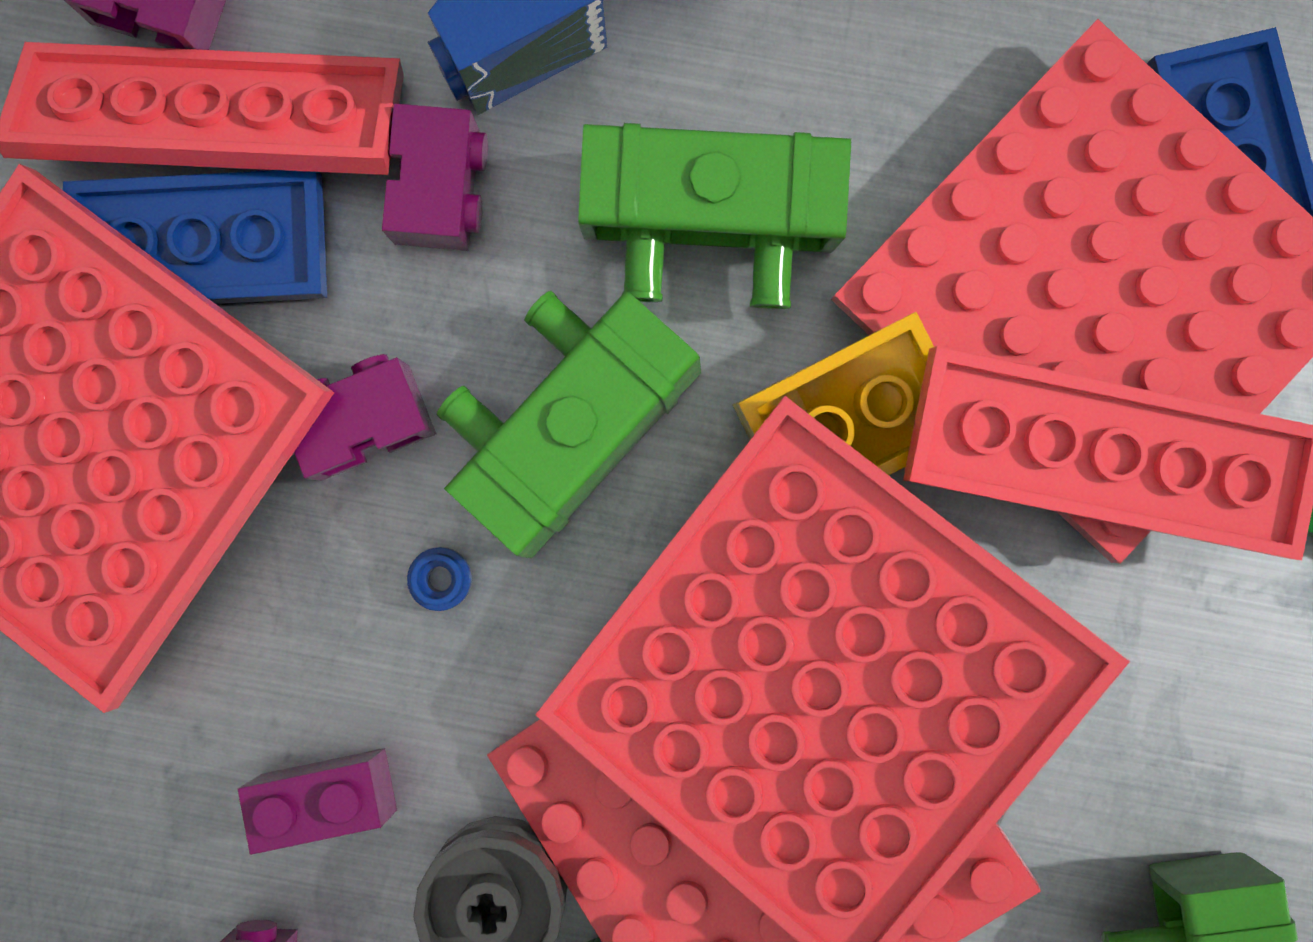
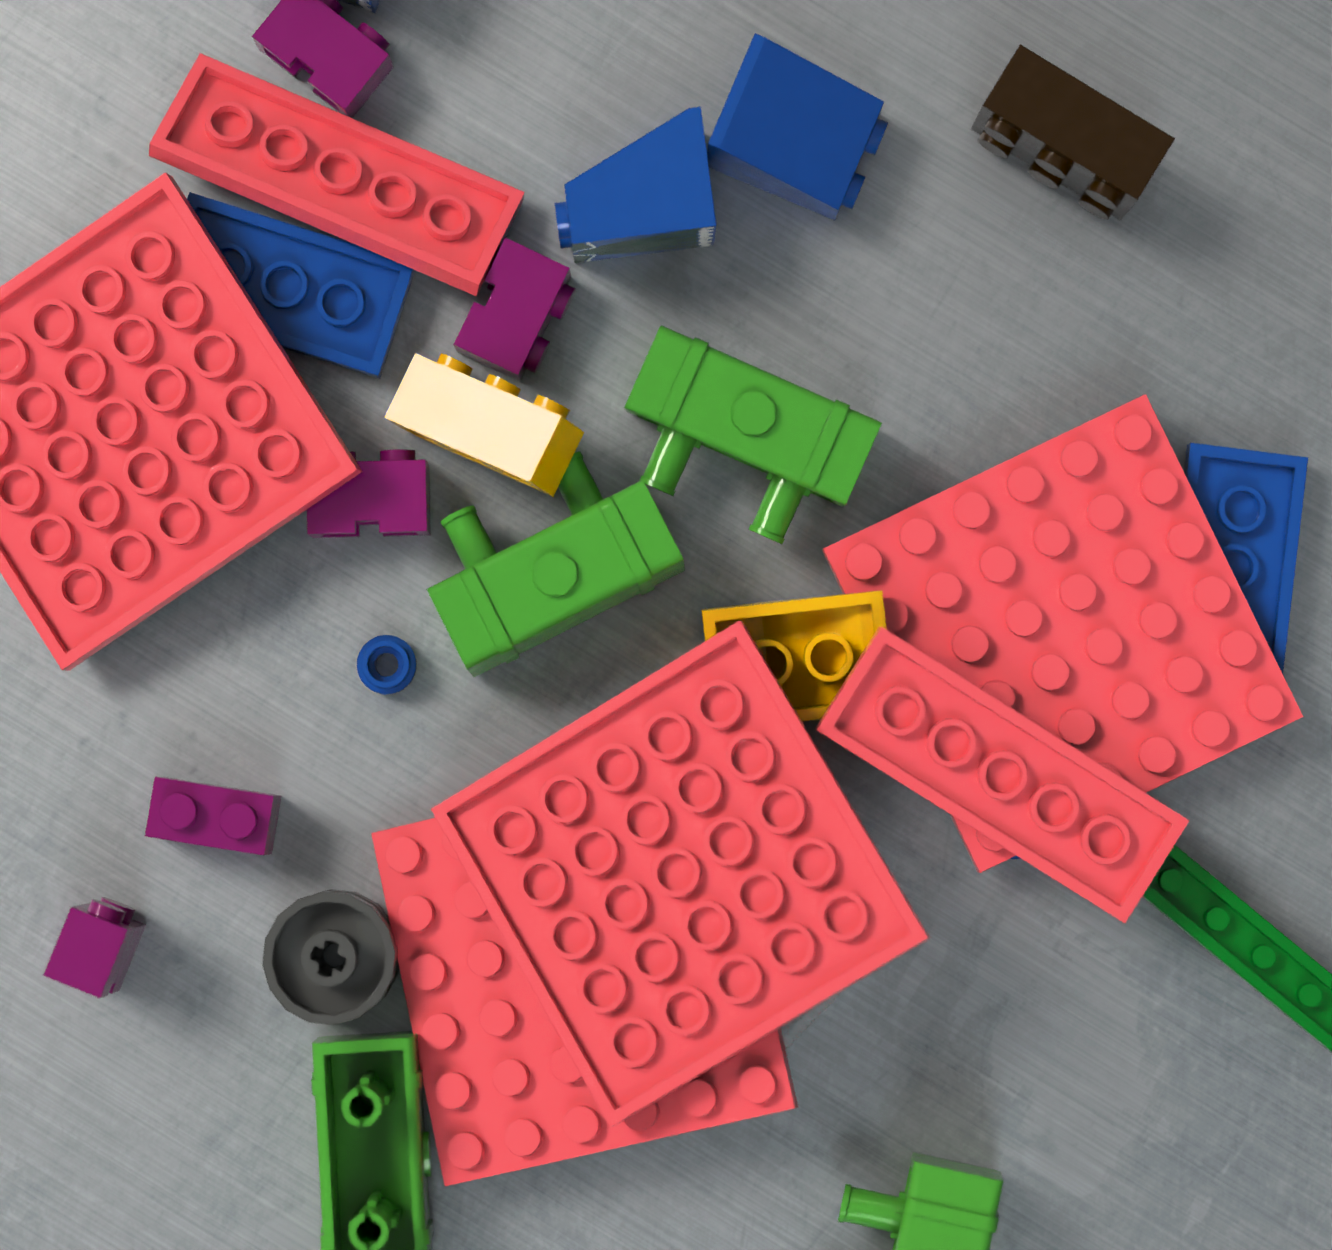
camera: 15 degrees right, 0 degrees up
(445, 295) = (486, 422): none -> brick

